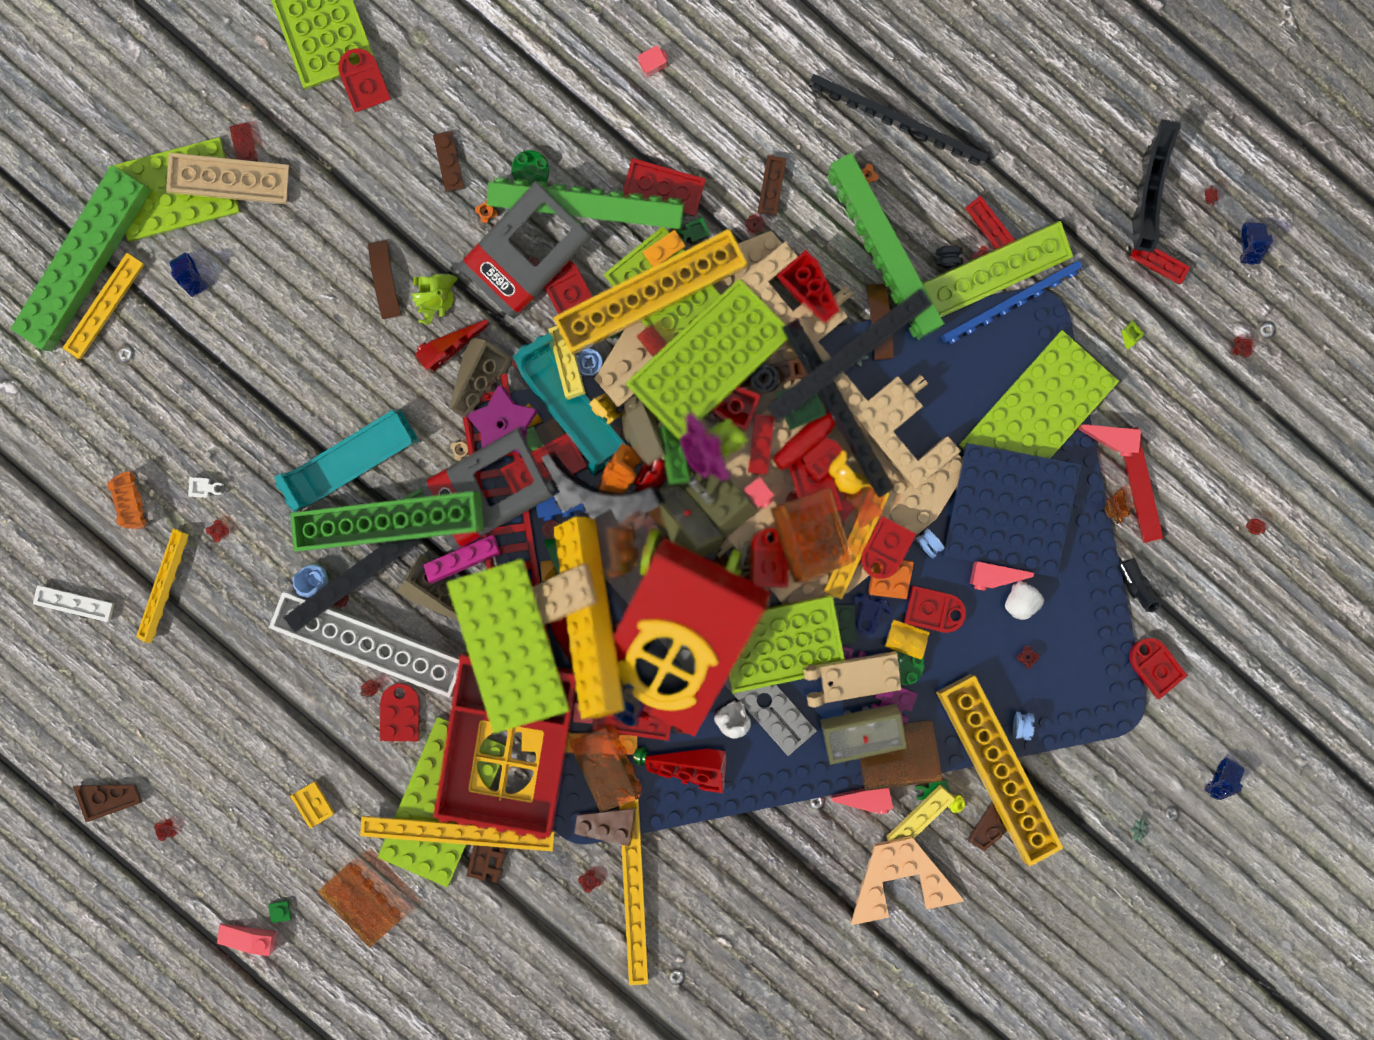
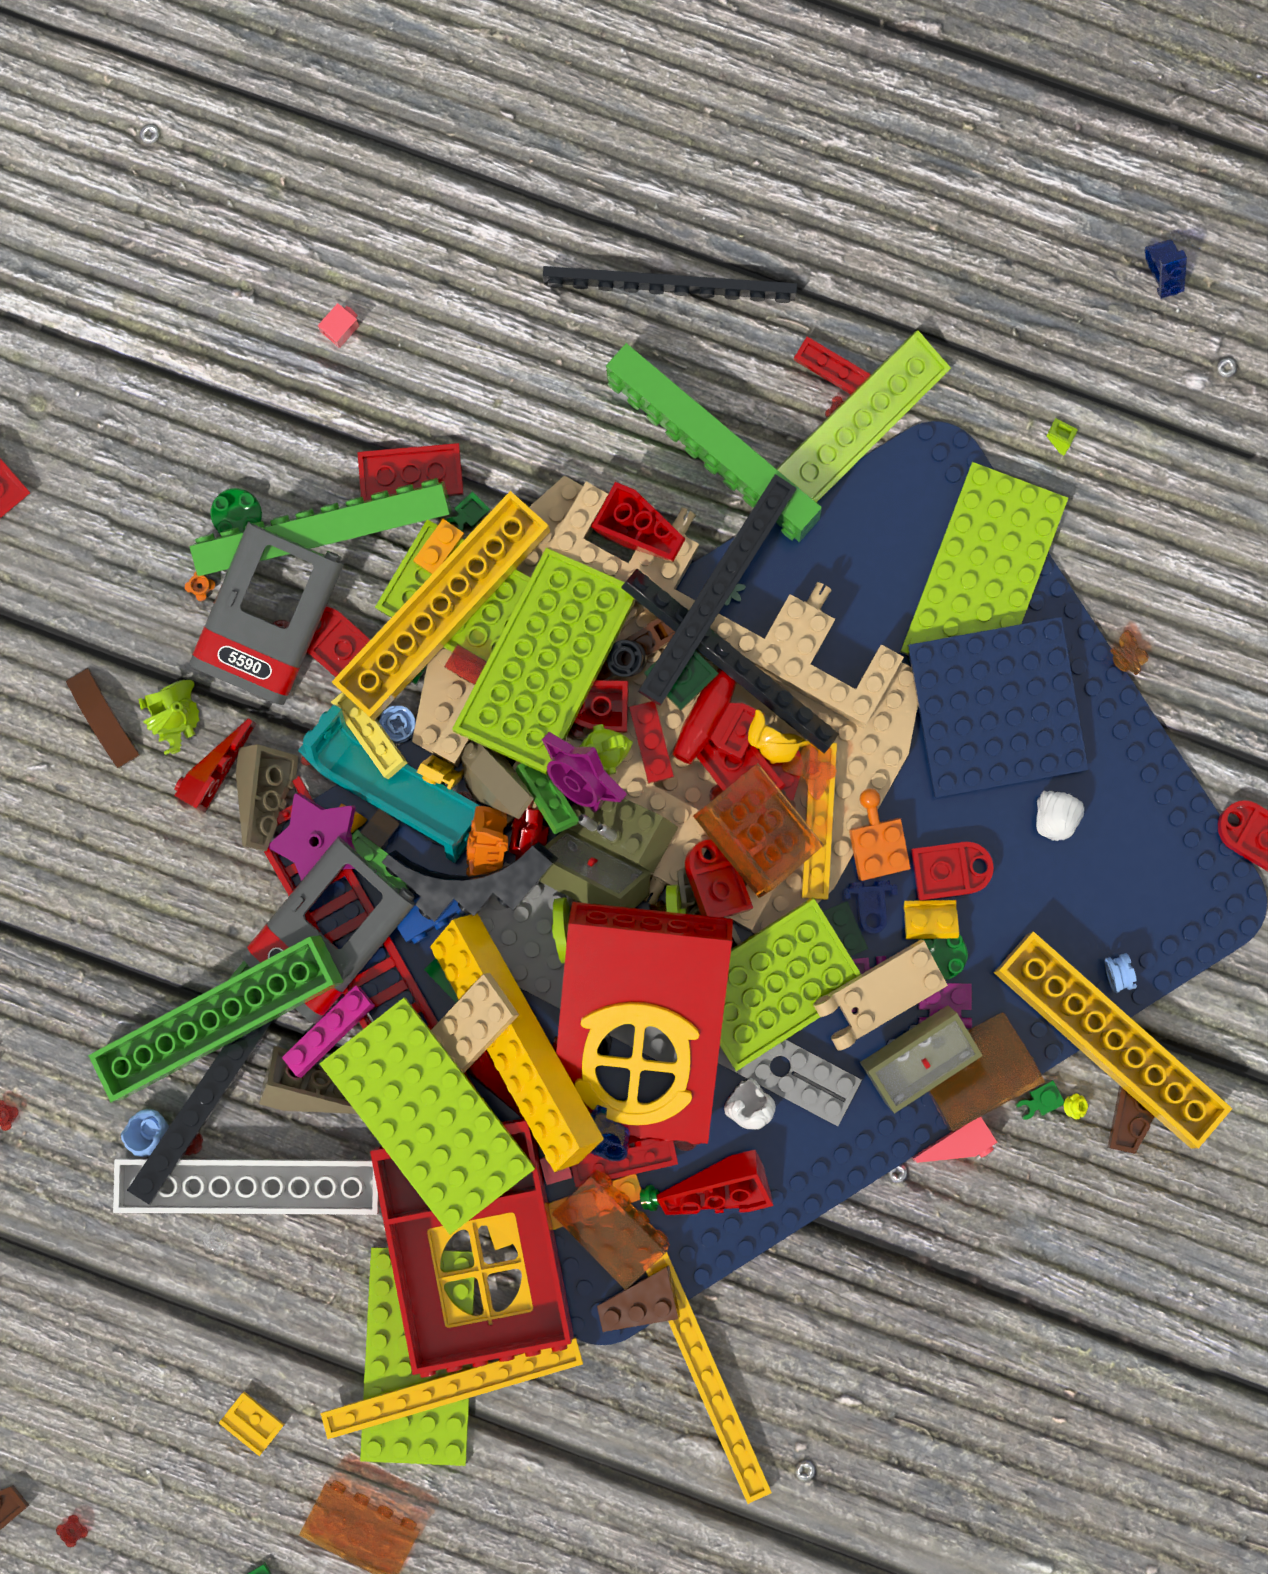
camera: 20 degrees left, 5 degrees down
(346, 460) = (136, 962): teal panel -> none
(369, 688) = (271, 1243): clear red plate -> none
(399, 715) = (322, 1265): red plate -> none
(448, 161) = (130, 542): reddish brown plate -> none
(456, 449) = (269, 894): tan plate -> none
(480, 862) = (495, 1413): reddish brown plate -> none
(519, 476) = (361, 896): red plate -> none
(548, 529) = (425, 953): clear red plate -> none
(548, 570) = (442, 1003): light orange slope -> none
(595, 882) = (653, 1386): clear red plate -> none
(621, 550) = (526, 940): clear orange bracket -> none
(754, 219) = (545, 470): clear red plate -> none
(759, 493) = (672, 803): coral brick -> none
(771, 185) = (544, 421): reddish brown plate -> none
(872, 175) = (665, 363): orange plate -> none
(879, 306) = (732, 516): reddish brown slope -> none
(888, 547) = (861, 811): red plate -> none
(898, 860) = (1031, 1206): light nougat wing -> none
(923, 814) = (1037, 1141): light yellow plate -> none
(929, 543) = (912, 787): light blue wheel -> none
(949, 256) = (797, 424): black wheel -> none
(992, 576) = (1005, 798): coral slope -> none
(1019, 299) = (903, 444): blue plate -> none
(1028, 662) = (1098, 880): clear red plate -> none
(1117, 439) = (1090, 570): coral slope -> none
(1139, 586) = (1195, 741): black piece -> none
(1143, 496) = (1147, 616): red tile -> none
(1150, 190) = (1012, 246): black arch -> none
(1162, 264) = (1060, 334): red plate -> none
(1211, 195) = (1090, 230): clear red plate -> none
(1247, 343) = (1207, 392): clear red plate -> none

